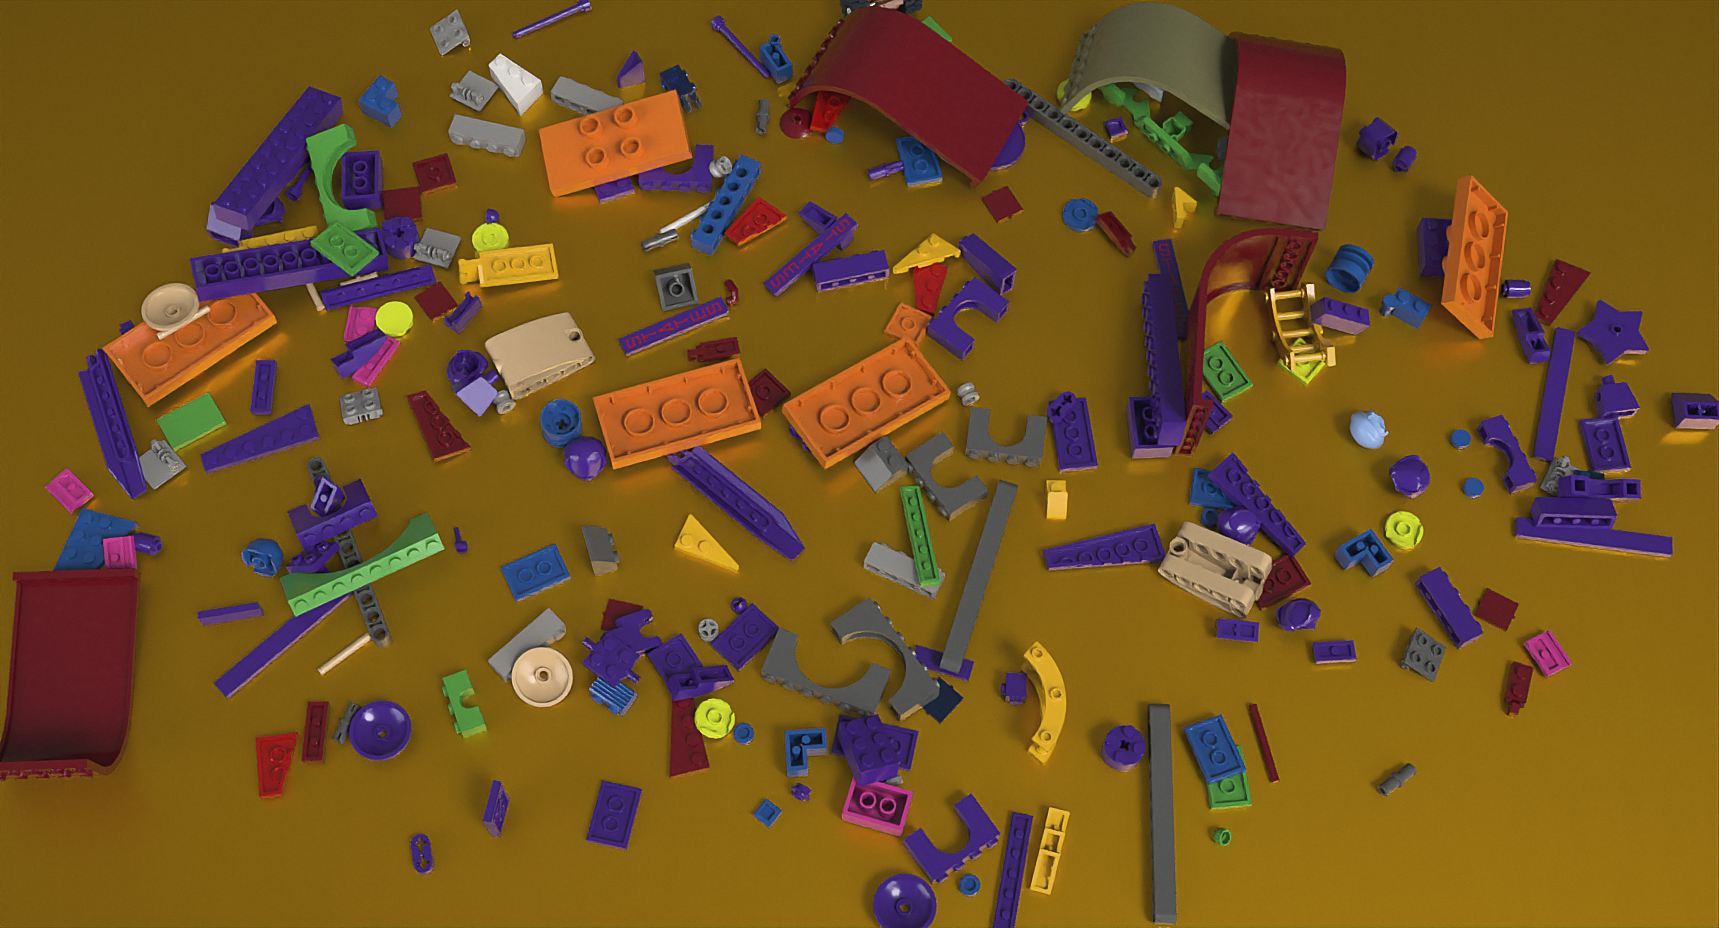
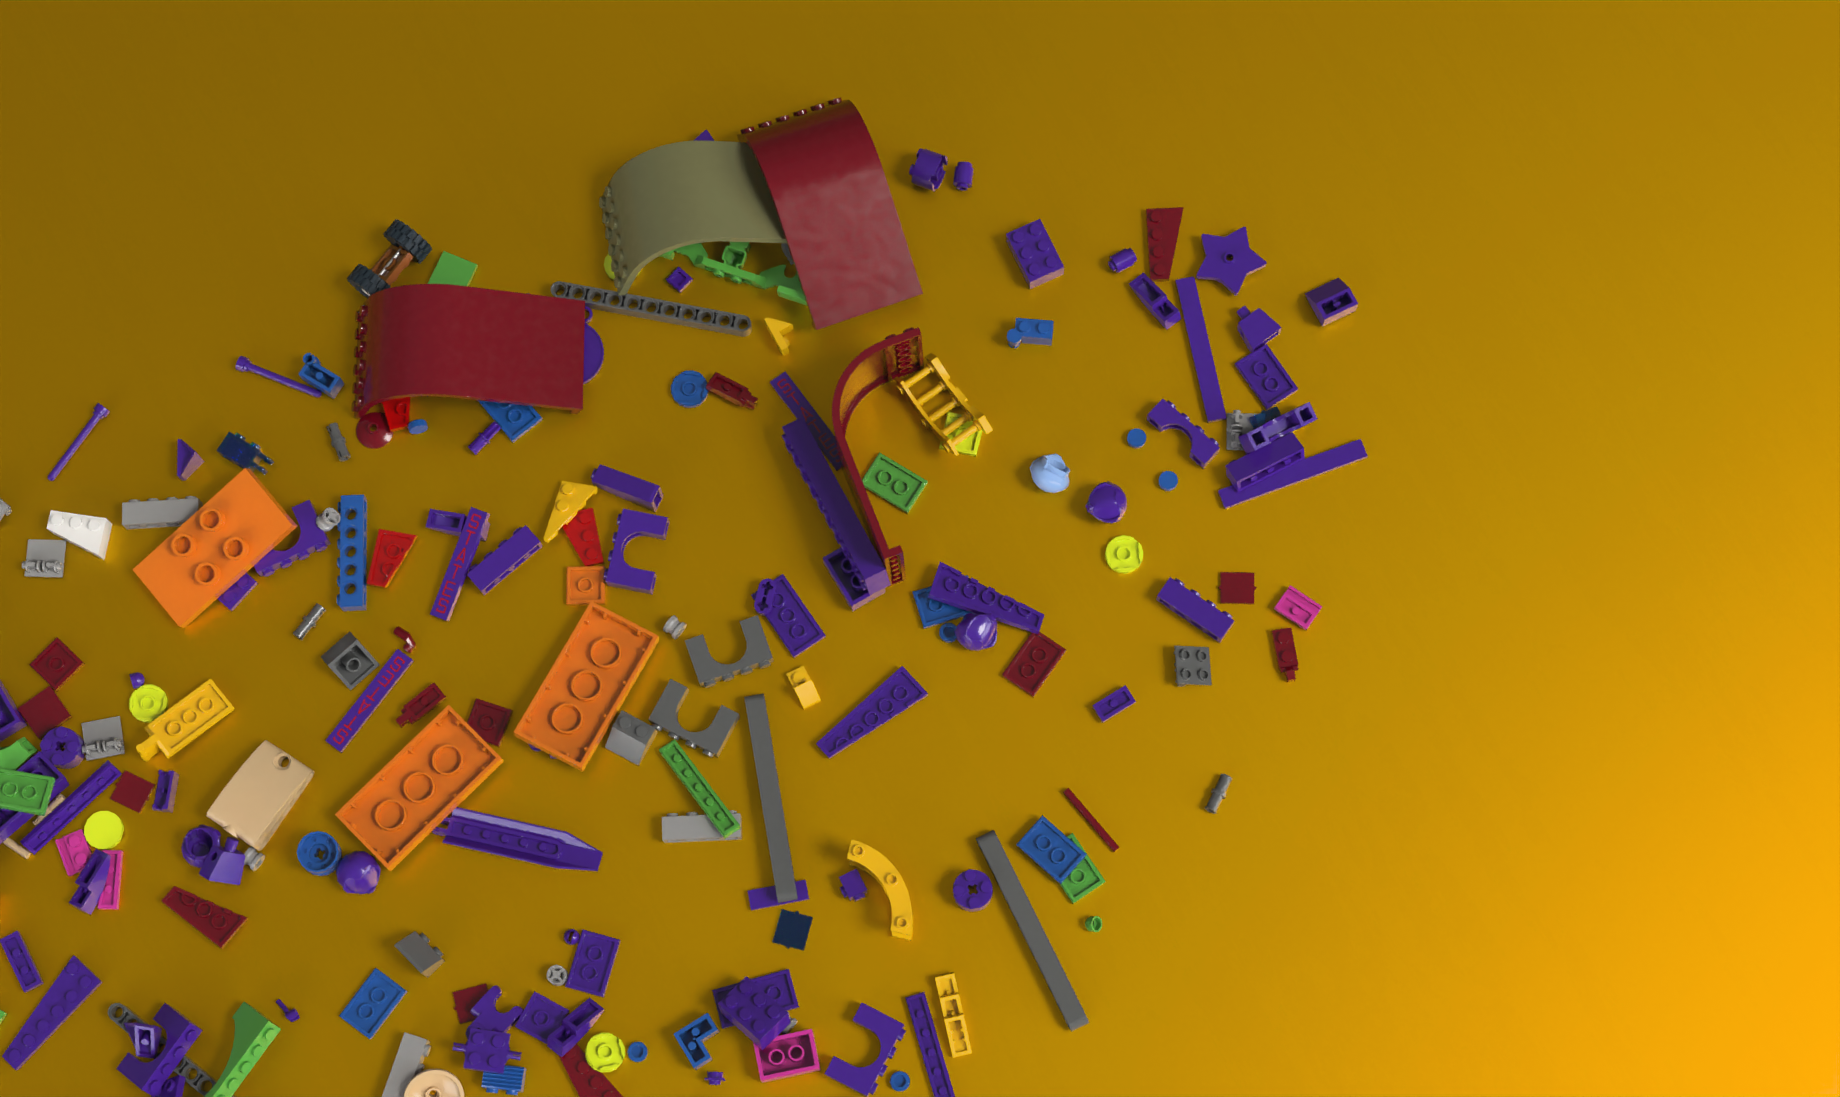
camera: 20 degrees left, 10 degrees up
(359, 404) = (122, 930): light grey hinge -> none
(487, 135) = (85, 600): light grey brick -> none
(689, 217) = (322, 585): white bar -> none
(700, 544) = (506, 898): yellow wing -> none
(859, 697) = (723, 965): dark grey arch -> none
(868, 622) = (693, 892): dark grey arch -> none
(1002, 204) = (611, 415): dark red piece -> none
(1214, 568) = (976, 681): tan panel -> none
(1219, 415) = (901, 530): dark purple plate -> none
(1237, 630) = (1021, 730): dark purple hinge -> none
(1298, 614) = (1067, 688): dark purple helmet -> none
(1339, 315) = (975, 375): dark purple brick -> none
(1349, 268) = (962, 320): blue wheel -> none
(1367, 550) = (1099, 593): blue brick -> none
(1474, 257) = (1070, 253): orange plate -> none

